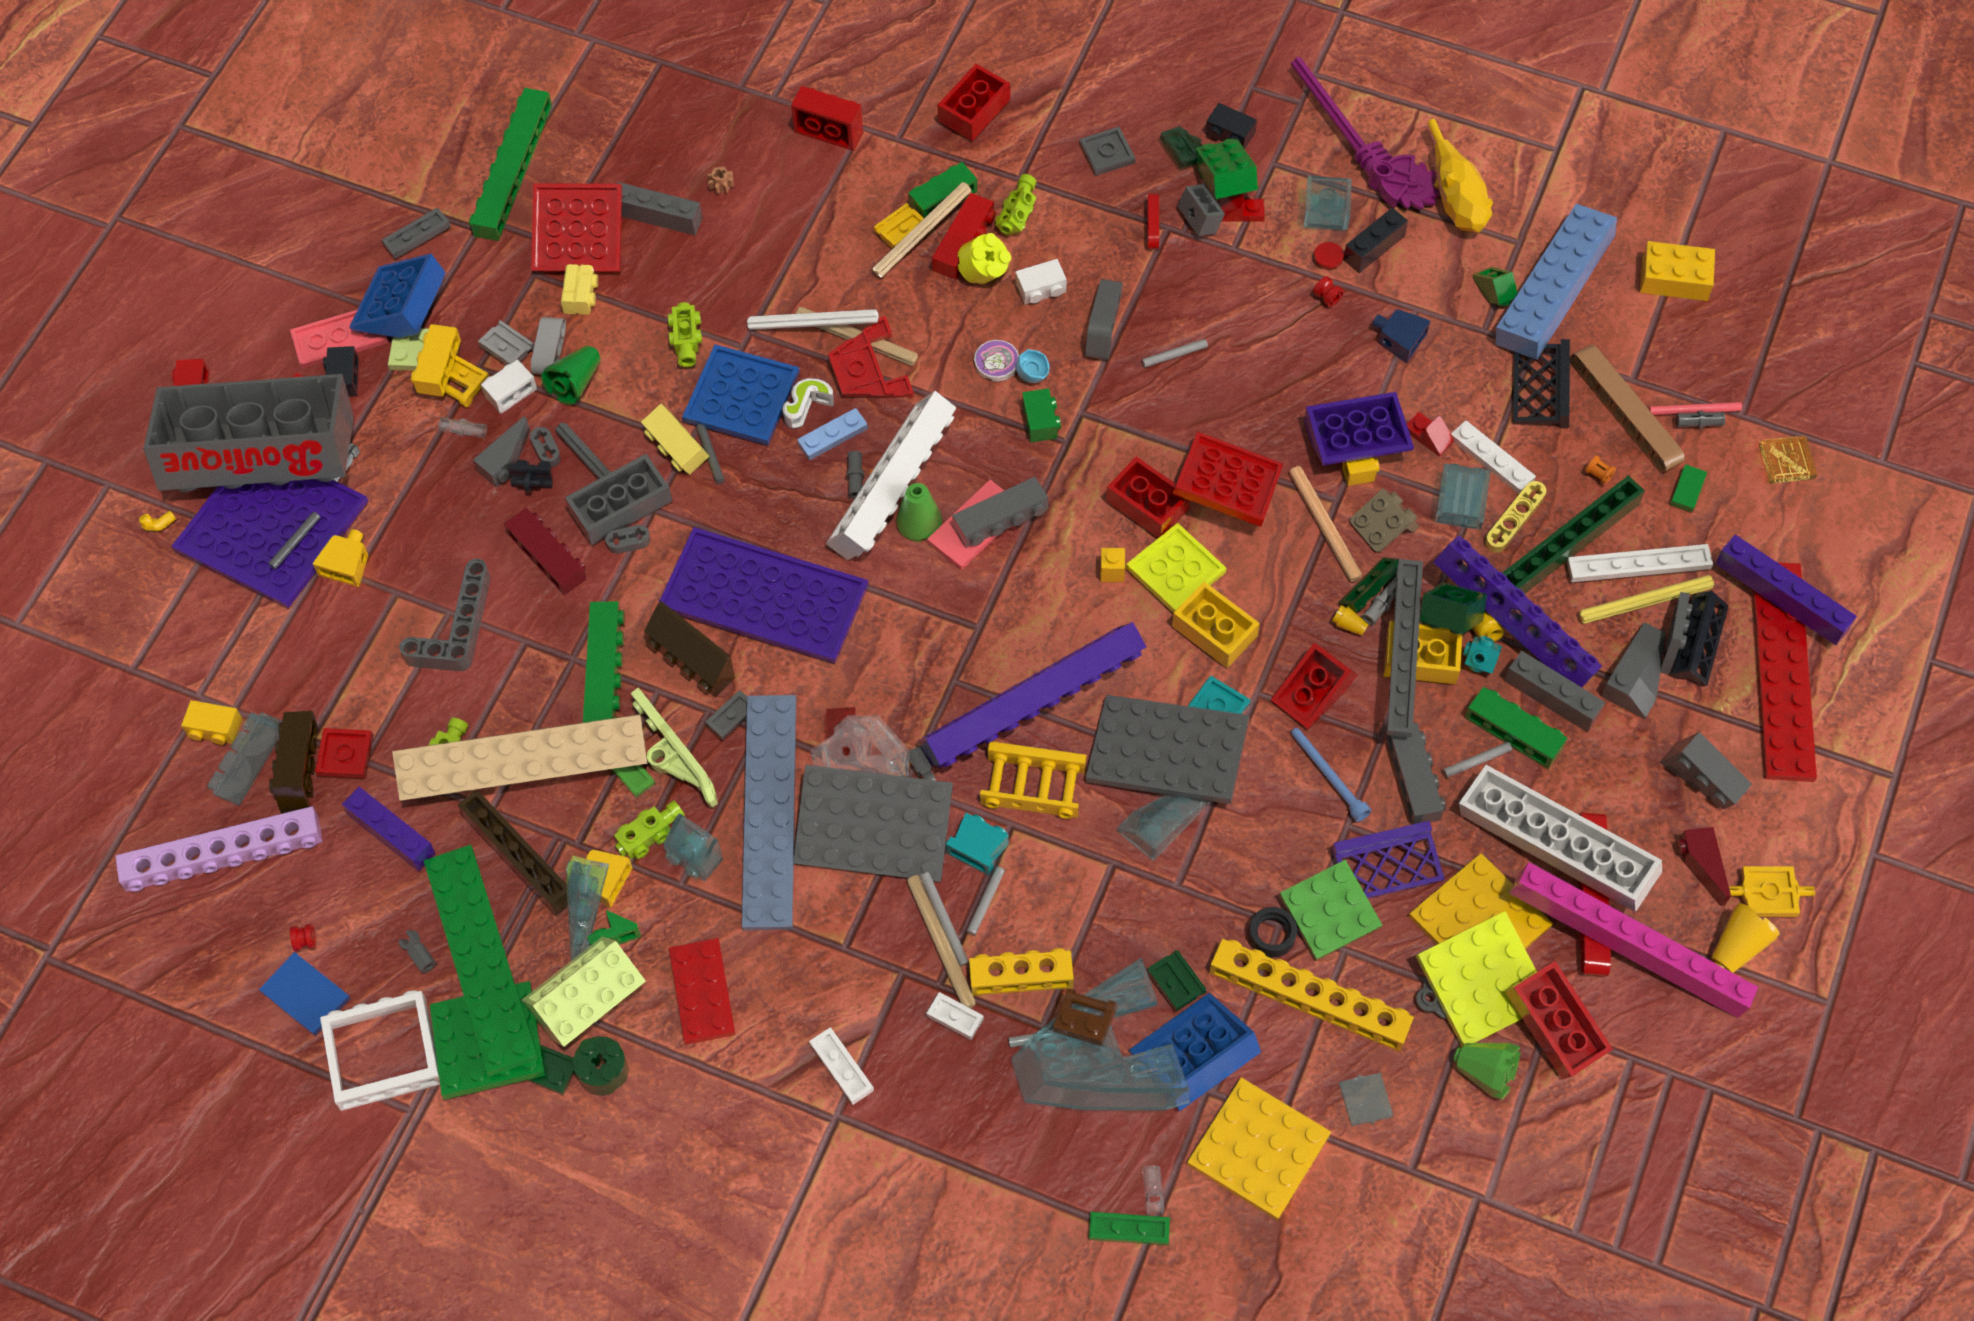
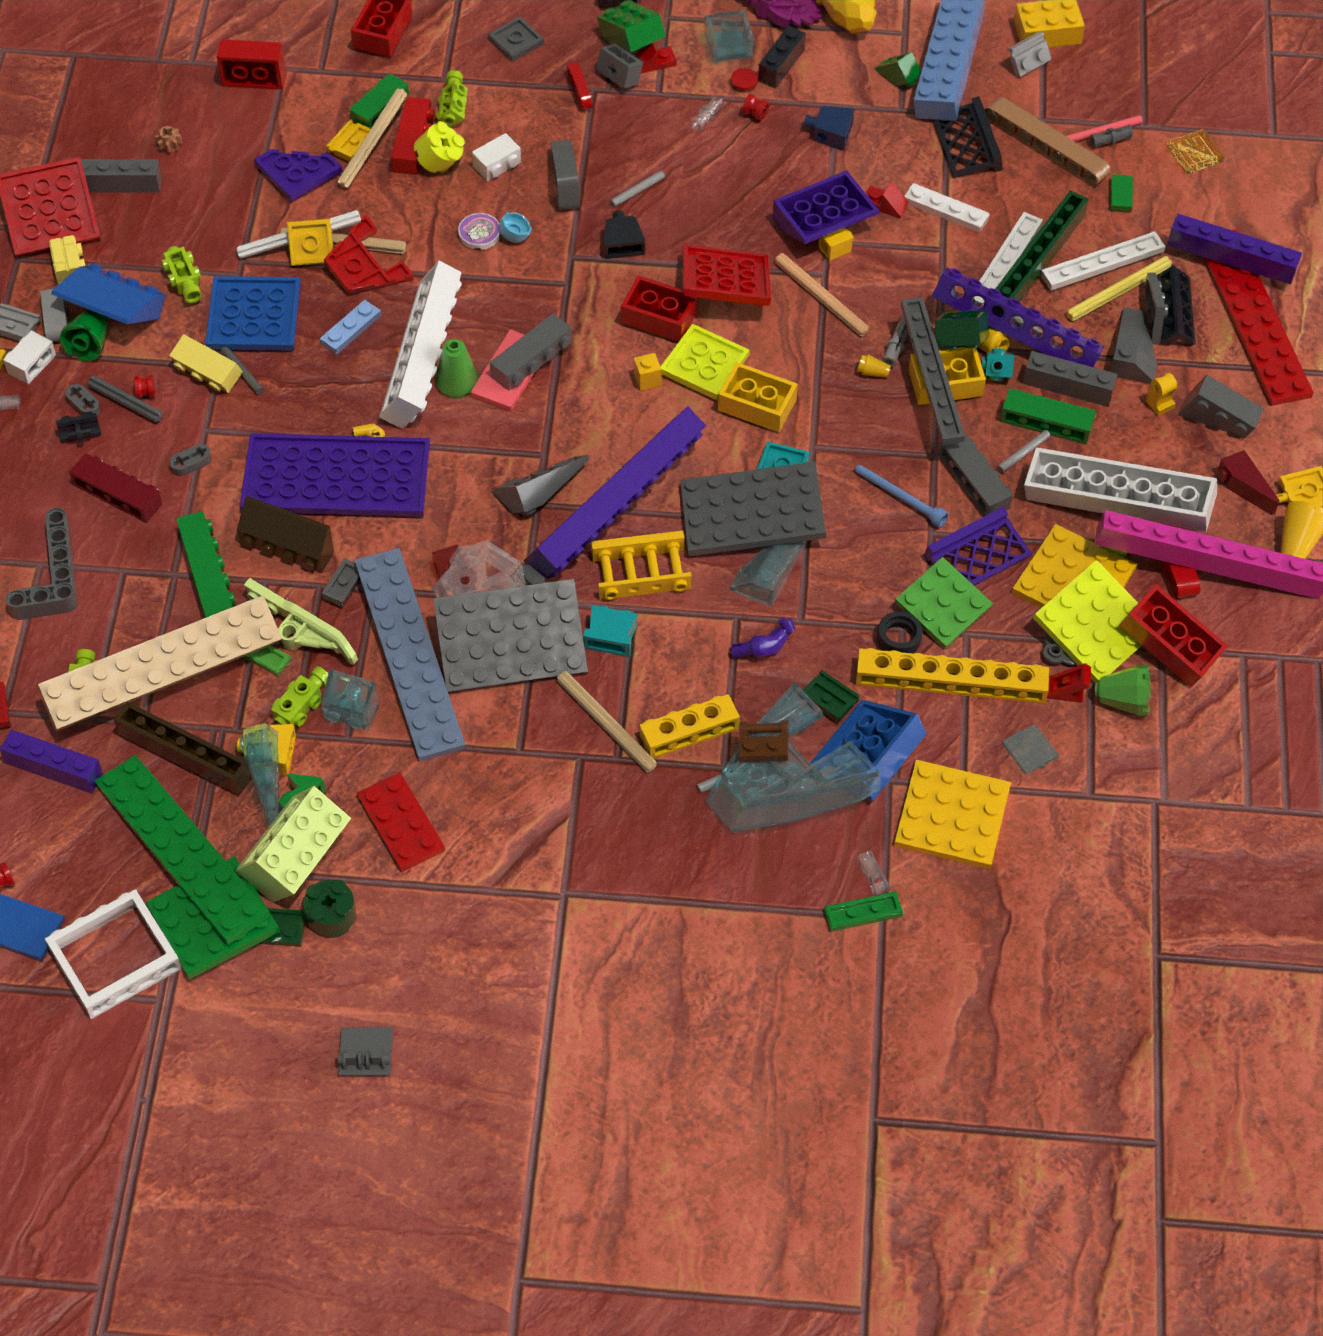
camera: 20 degrees left, 5 degrees down
(418, 952) = (118, 860): dark grey bar -> none
(506, 450) = (40, 422): dark grey slope -> none
(586, 1227) = (365, 1051): none -> dark grey hinge
(604, 342) = (111, 294): none -> blue slope
(608, 448) = (144, 386): none -> red wheel
(618, 499) = (171, 426): dark grey brick -> none
(802, 395) = (312, 298): white animal -> none
(813, 554) = (368, 430): none -> yellow arm
(820, 330) = (309, 241): none -> yellow tile
(836, 247) = (297, 172): none -> dark purple plate
(841, 1066) = (554, 848): white plate -> none
(854, 473) = (384, 353): dark grey pin -> none
(944, 919) = (602, 699): light grey bar -> none
(950, 667) = (533, 491): none -> dark grey wedge
(955, 1016) = (642, 778): white plate -> none
(985, 901) = (634, 677): light grey bar -> none
(1040, 415) = (536, 265): green brick -> none
(1128, 906) = (765, 645): none -> dark purple arm
(1139, 404) = (623, 237): none -> black torso
(1181, 145) = (581, 19): clear green wing -> none
(1275, 285) = (707, 113): none -> clear pin
(1314, 686) = (862, 425): red slope -> none
(1370, 584) = (881, 331): dark green plate -> none
(1383, 519) = (872, 278): dark tan bracket -> none
(1430, 1040) = (1070, 684): none -> red slope
(1462, 496) = (933, 243): clear light blue brick -> none
(1515, 516) = (985, 250): light yellow beam -> none
(1539, 529) = (1012, 248): none -> white plate
(1600, 470) = (1042, 195): orange bush -> none
(1643, 302) = (1029, 54): none -> light grey plate
(1647, 736) = (1161, 394): none -> yellow leg

